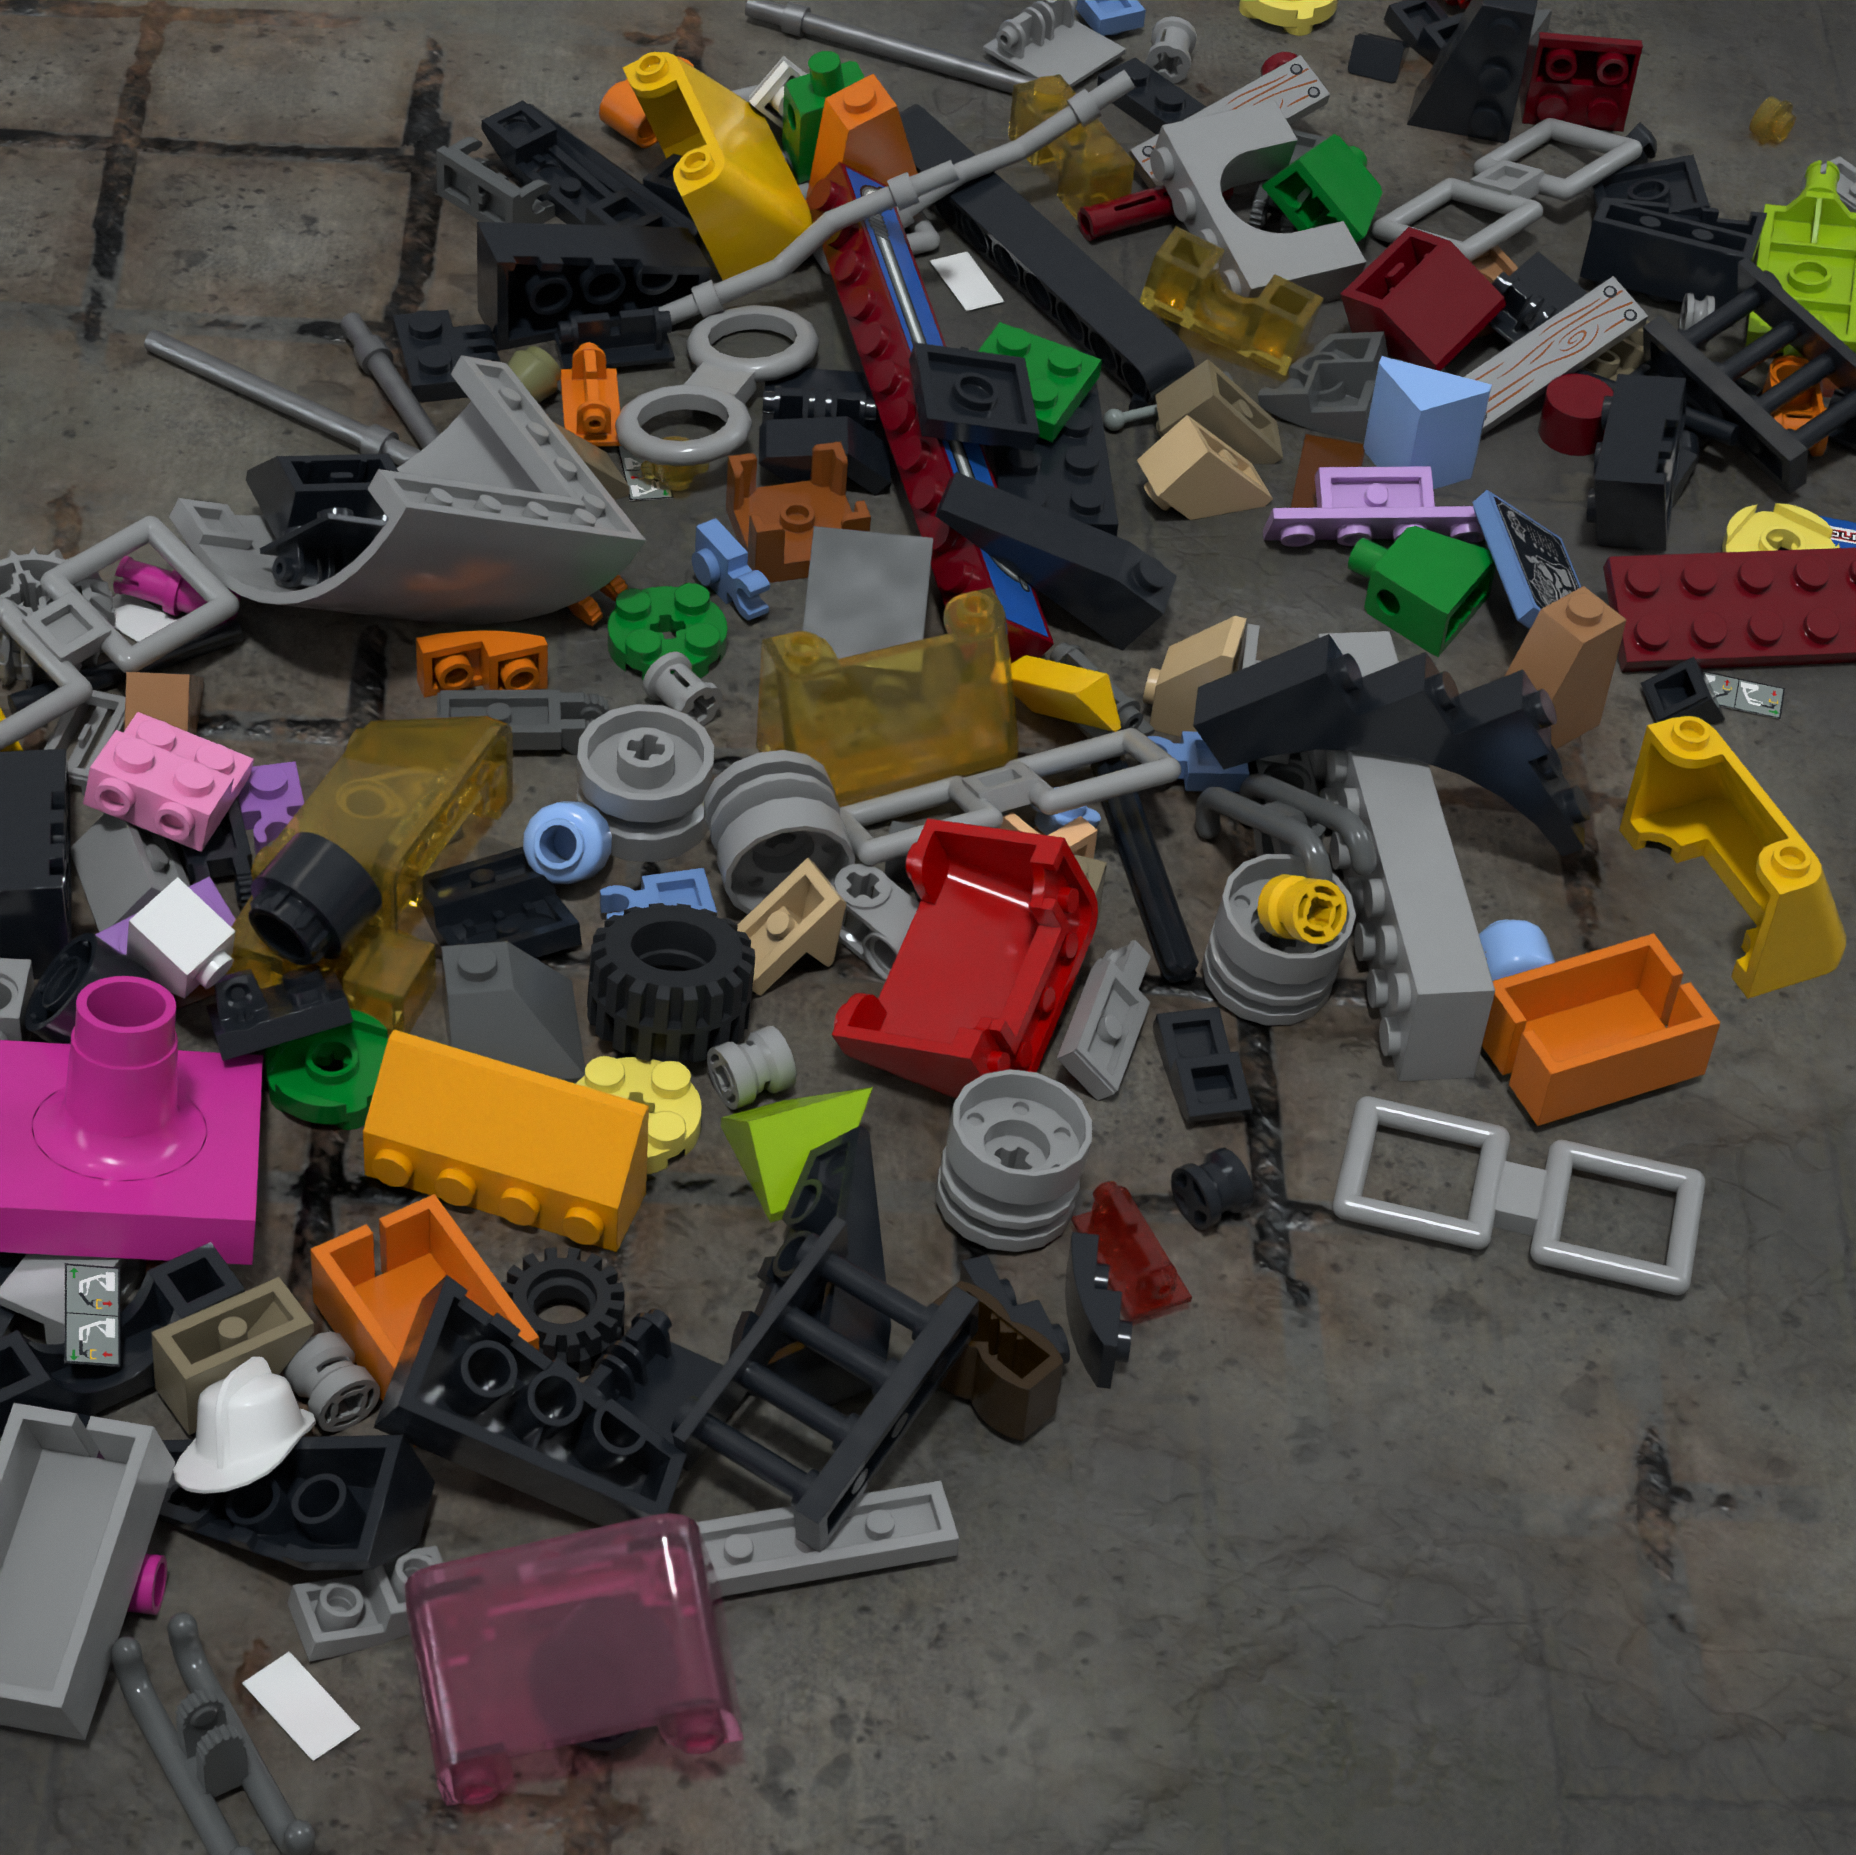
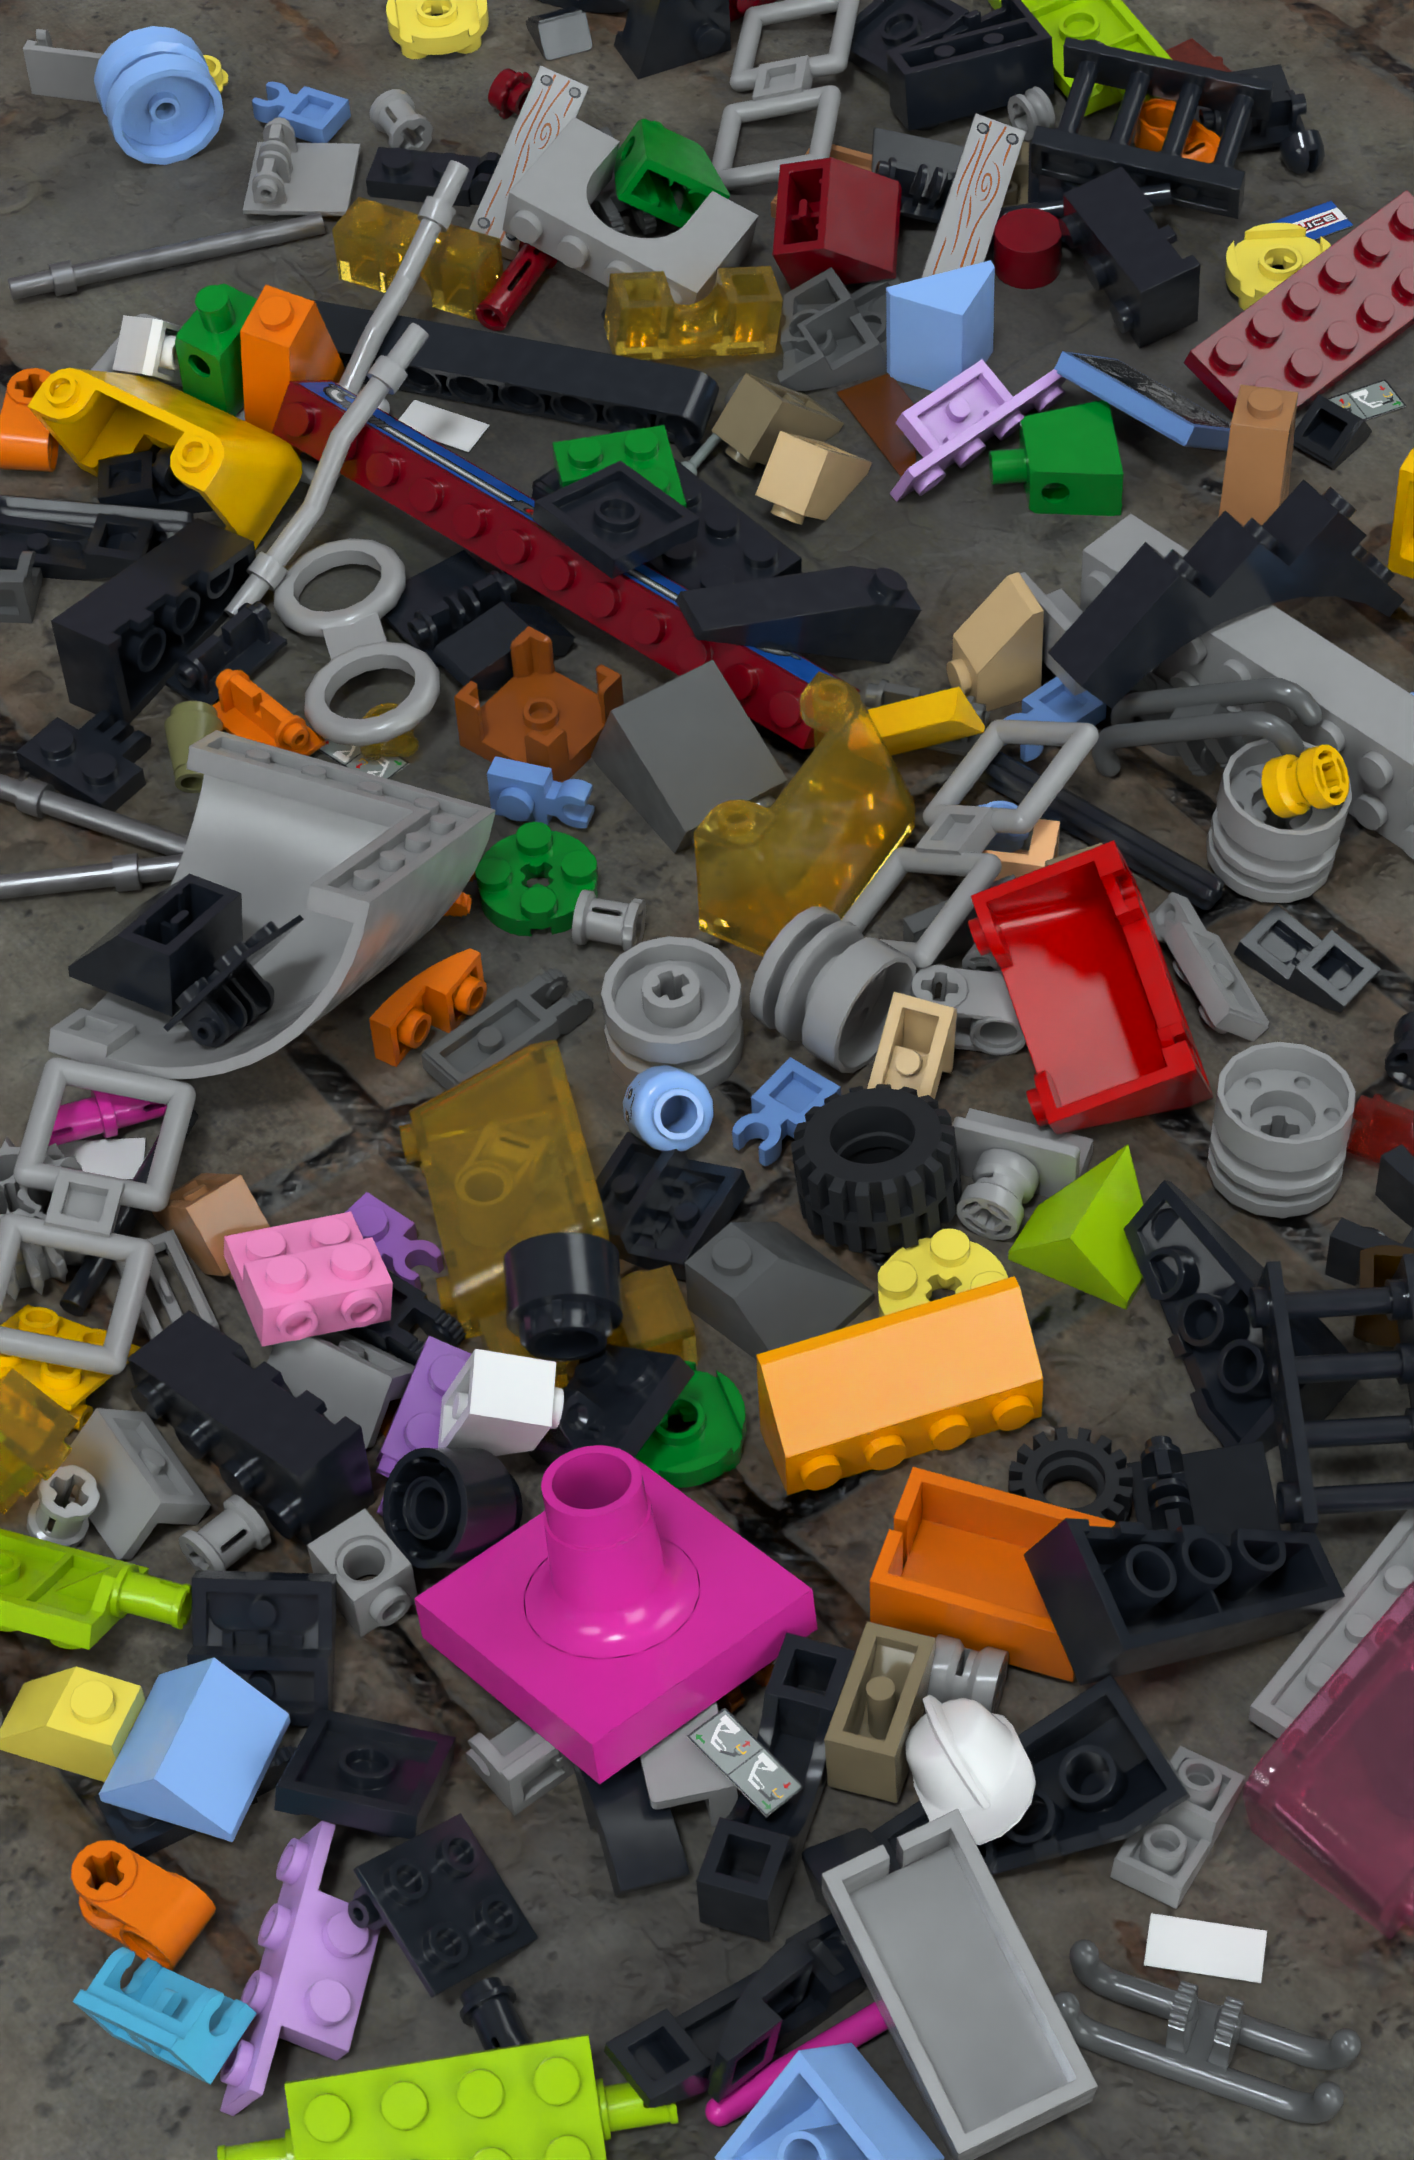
camera: 30 degrees left, 5 degrees up
(817, 1057) = (1056, 1156): none -> light grey panel

